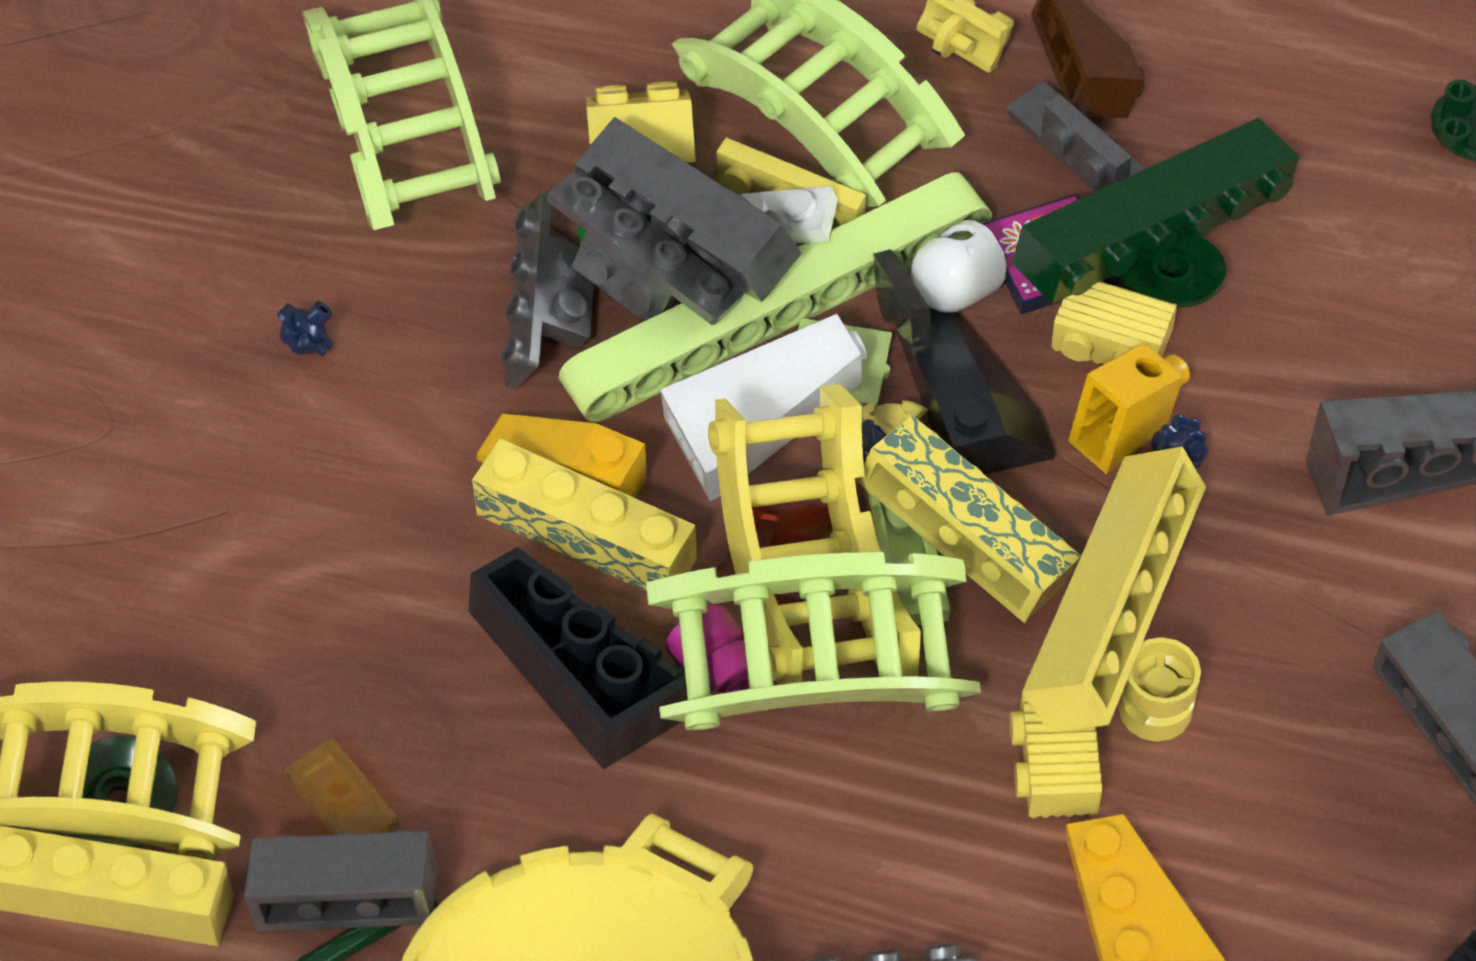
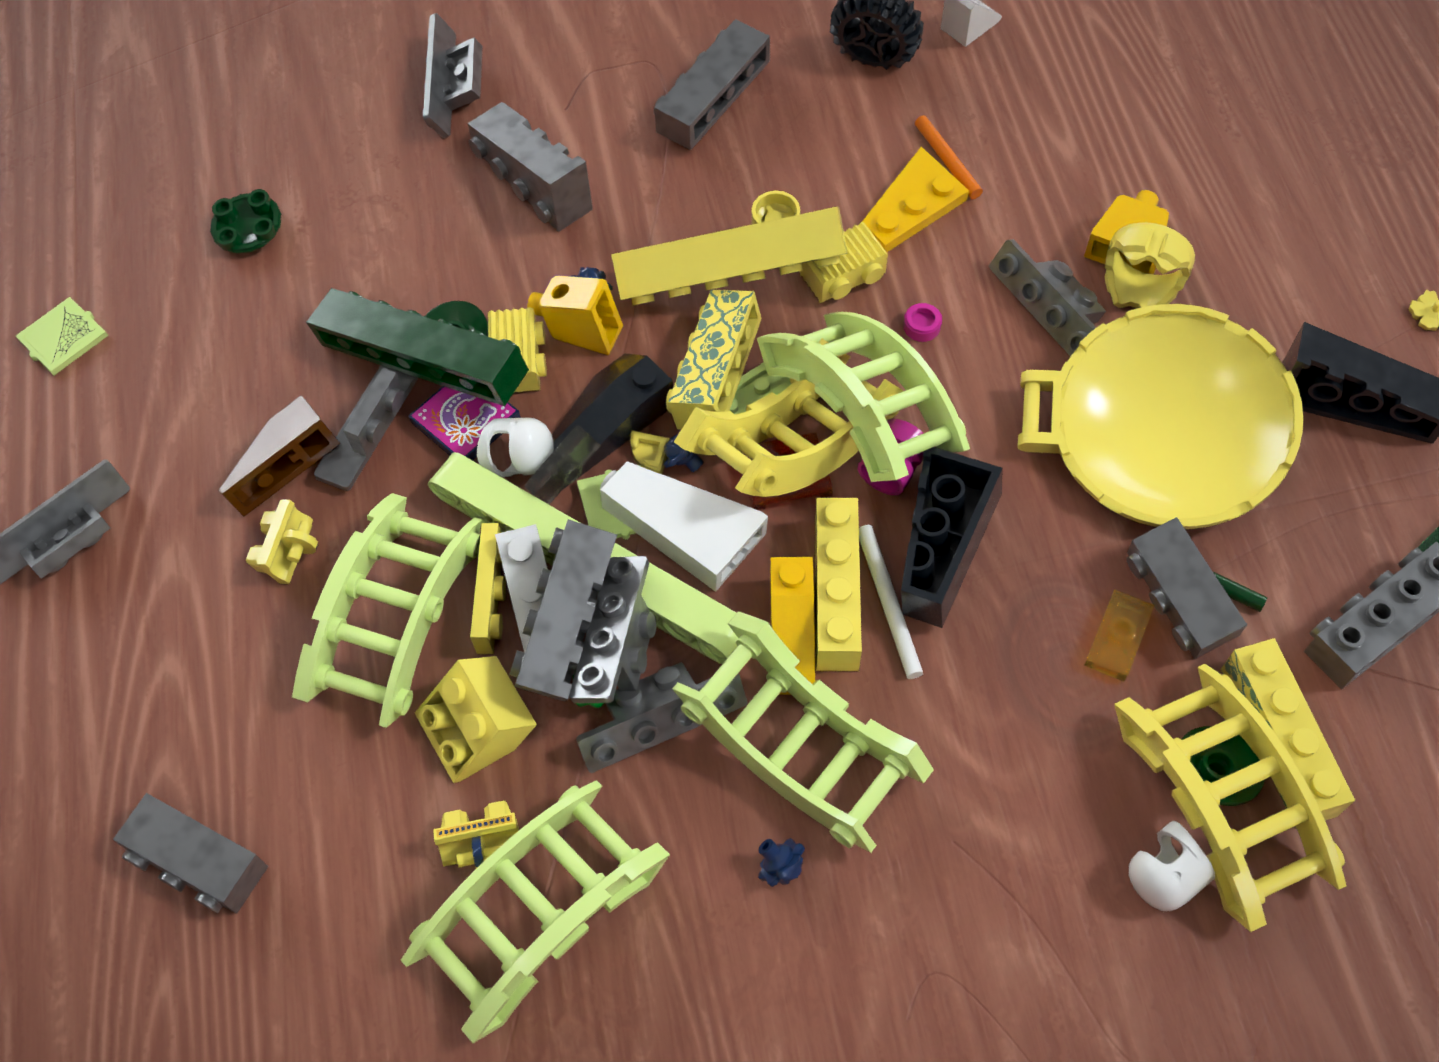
camera: 115 degrees left, 5 degrees up
(43, 655) = (1168, 878): none -> white helmet
(447, 438) = (822, 705): none -> yellowish green fence
(516, 71) = (476, 840): none -> light yellow hips
(584, 586) = (890, 603): none -> white bar
(917, 816) = (922, 322): none -> dark pink tile

